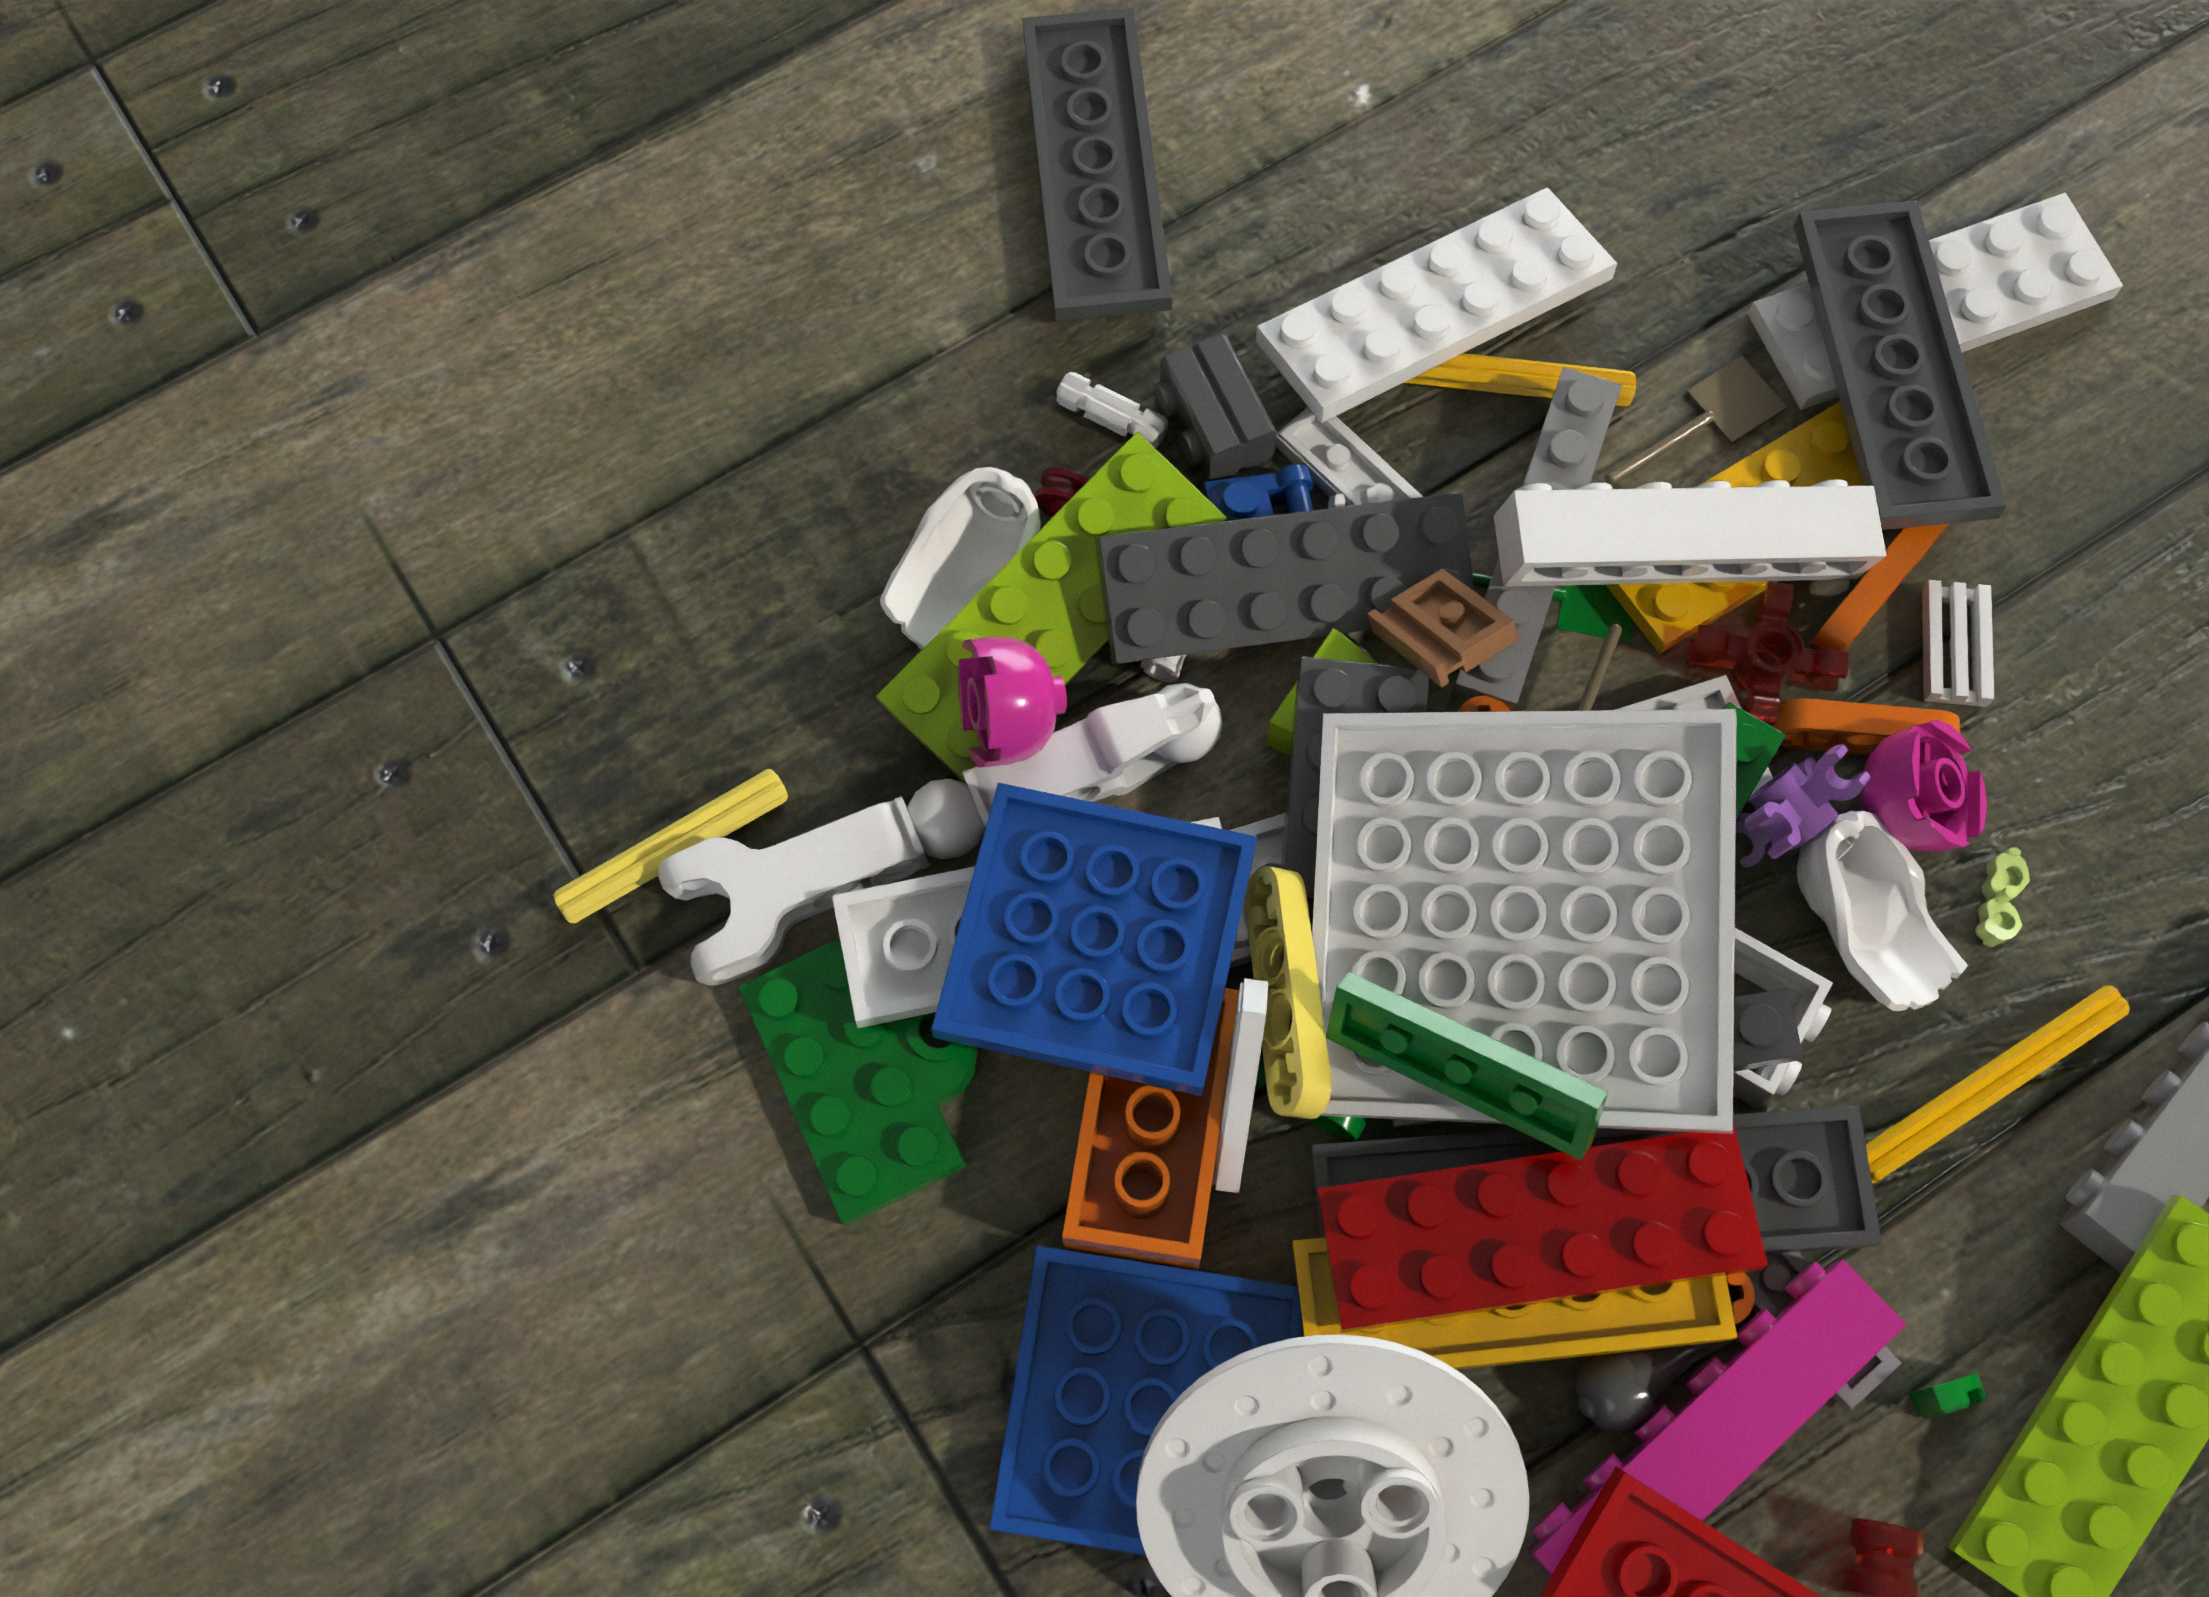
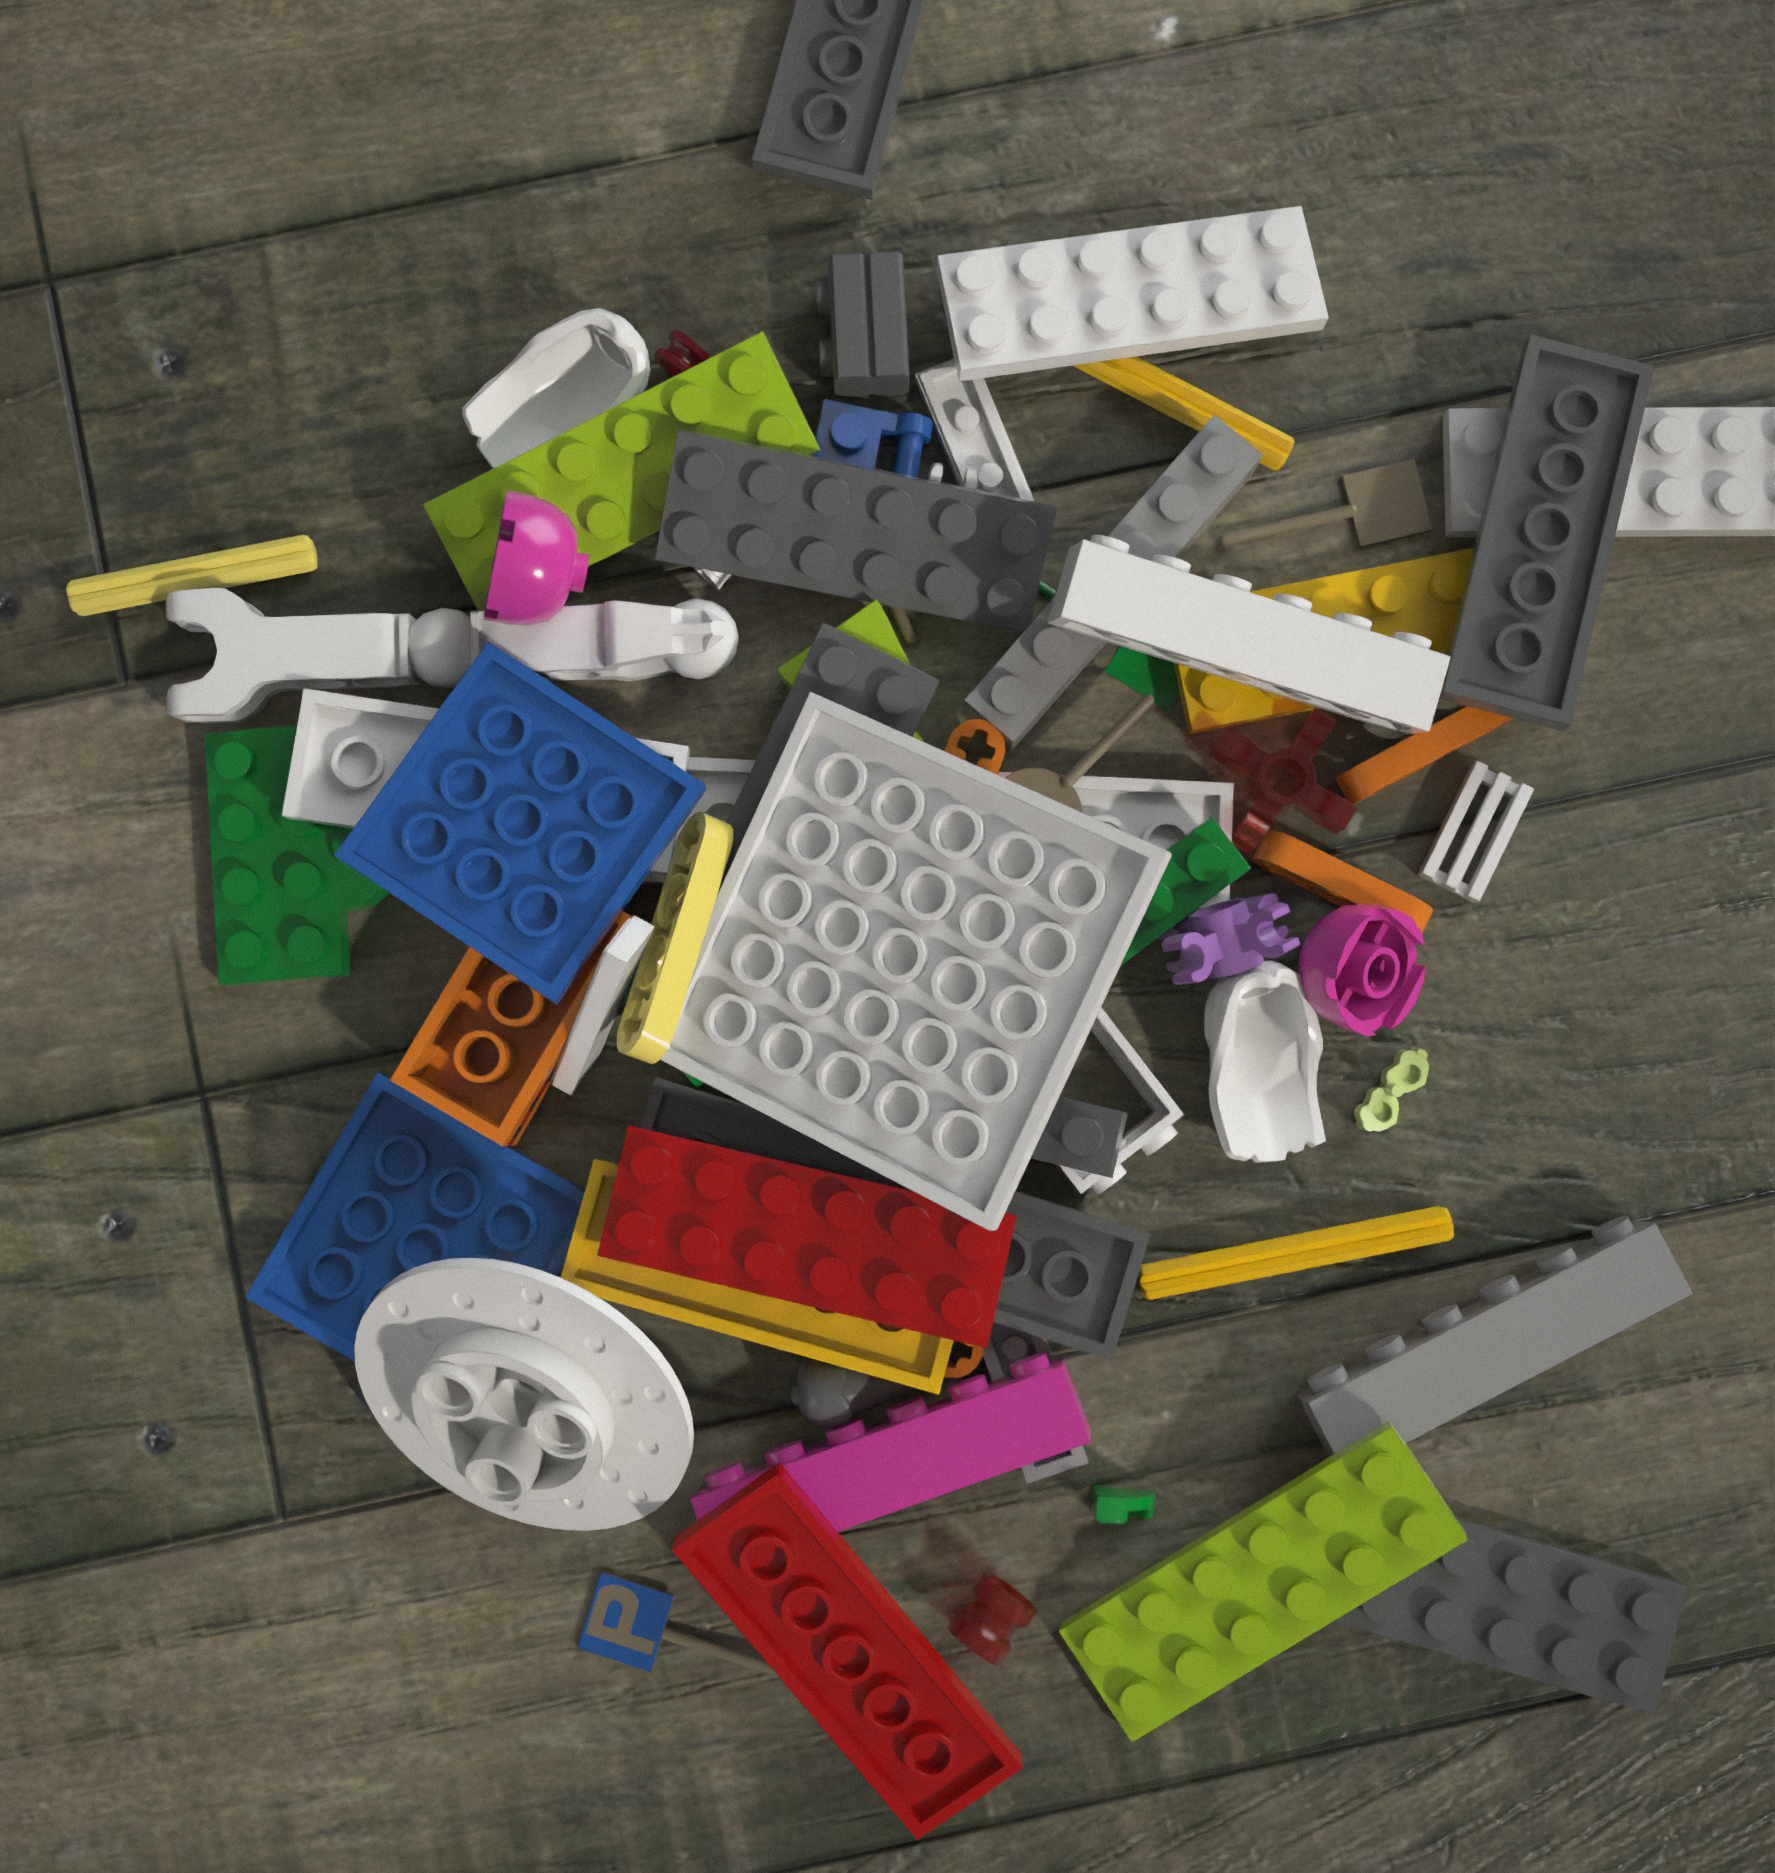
camera: 20 degrees right, 15 degrees up
(1110, 409) = (769, 287): white axle -> none
(1443, 627) = (971, 642): medium nougat plate -> none
(1466, 1065) = (787, 1076): green plate -> none

